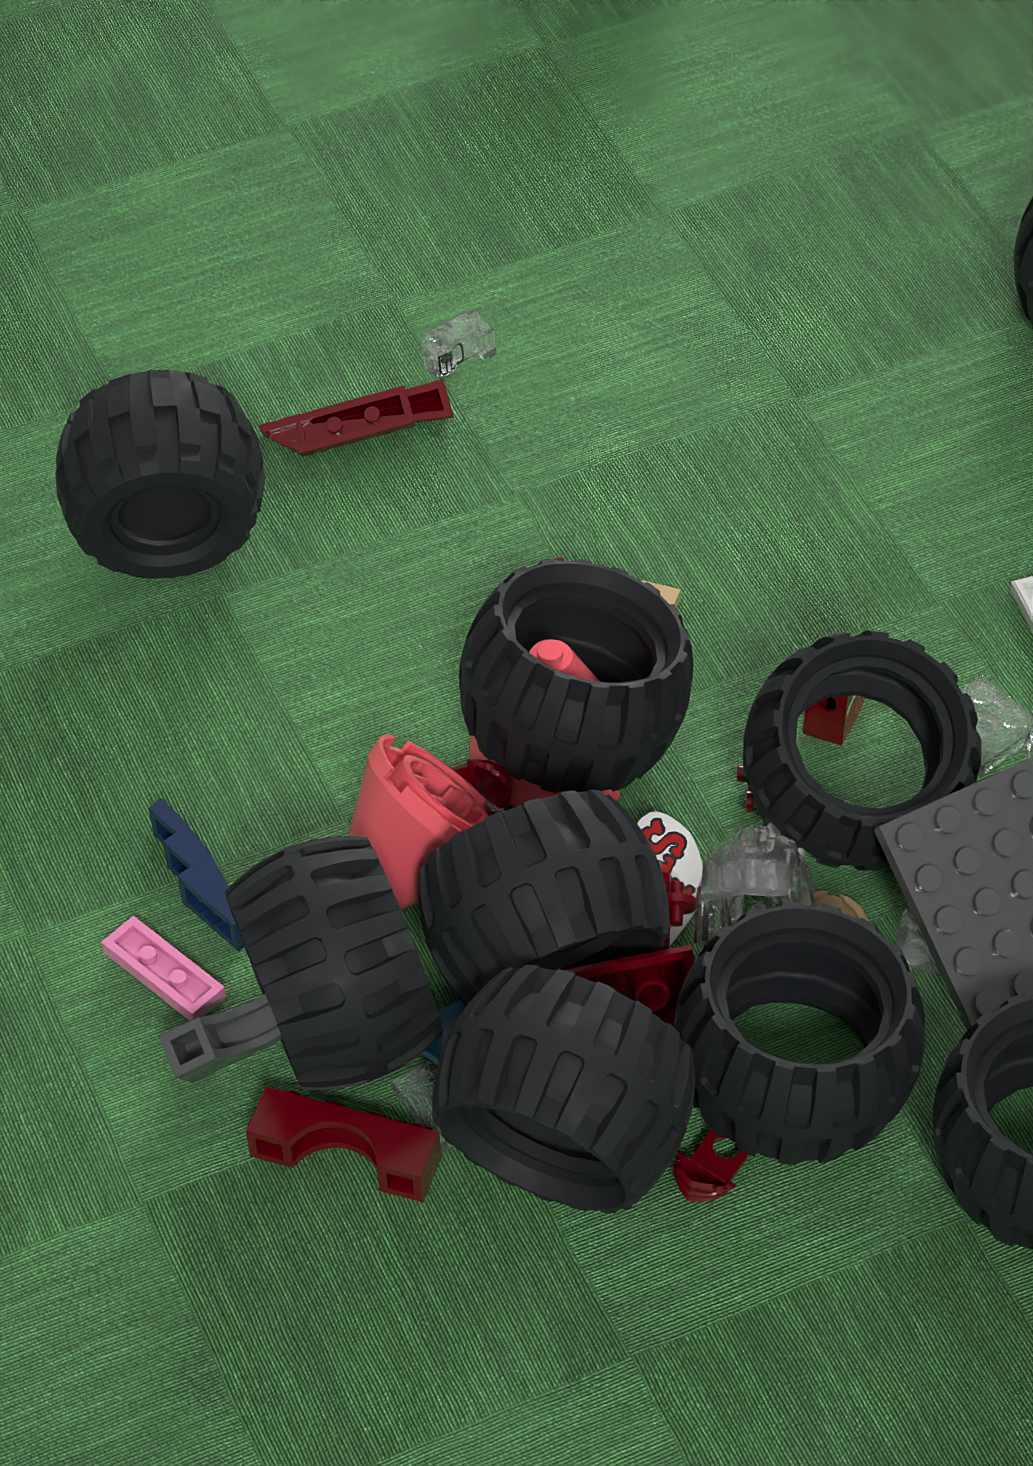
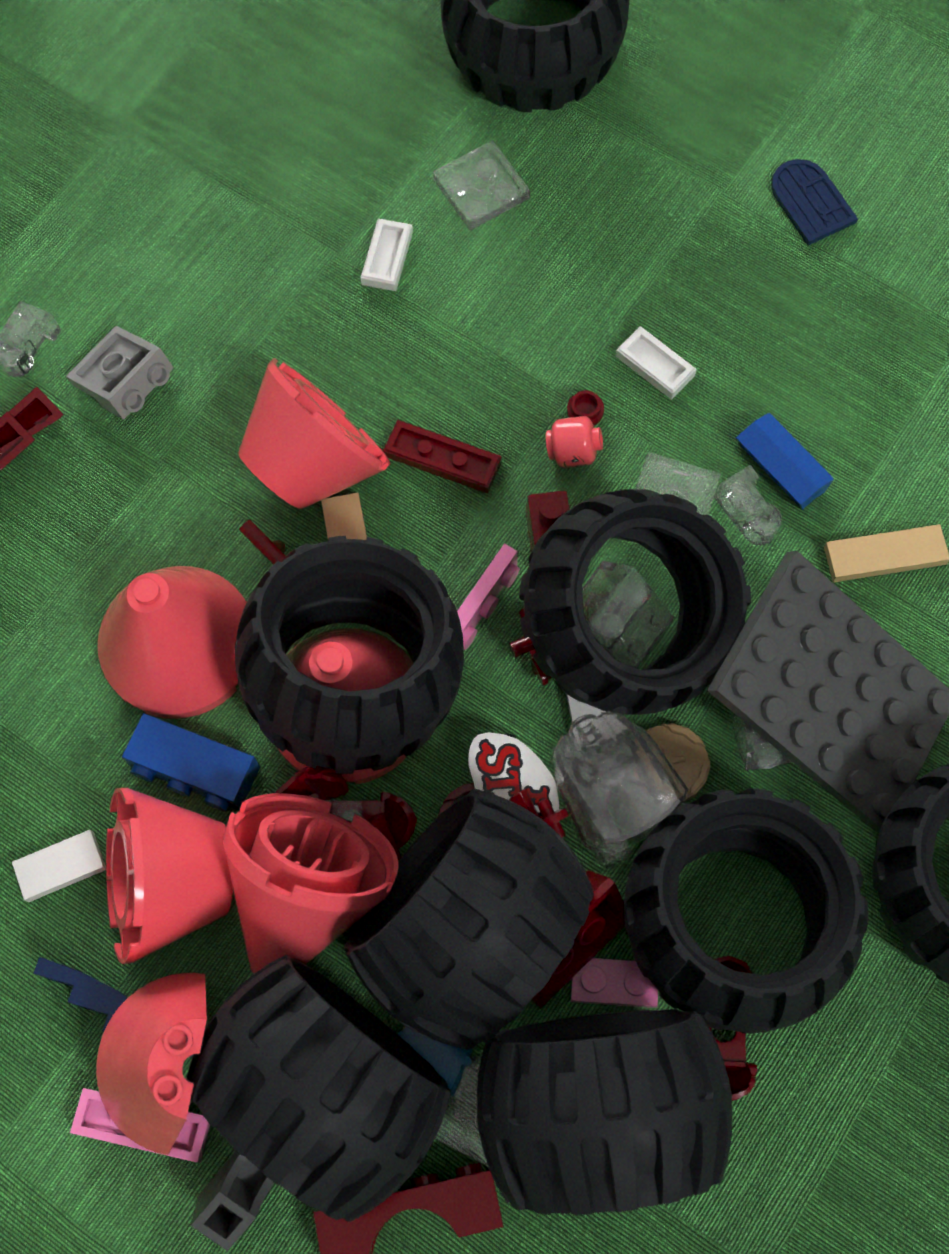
camera: 30 degrees left, 20 degrees up
(187, 896) = (145, 1055): none -> coral cone
(220, 754) = (59, 865): none -> white tile
(307, 778) = (162, 873): none -> coral cone
(373, 708) = (190, 763): none -> blue brick
(420, 617) = (172, 641): none -> coral cone
(527, 404) = (121, 372): none -> light grey plate
(653, 514) = (304, 442): none -> coral cone
(713, 727) = (482, 598): none -> bright pink plate
(781, 598) = (442, 456): none -> dark red tile
(842, 415) = (386, 254): none -> white tile
(860, 773) = (624, 612): none -> clear slope
(918, 625) = (573, 442): none -> coral head
(946, 615) = (586, 404): none -> dark red plate
(974, 394) = (481, 185): none -> clear plate

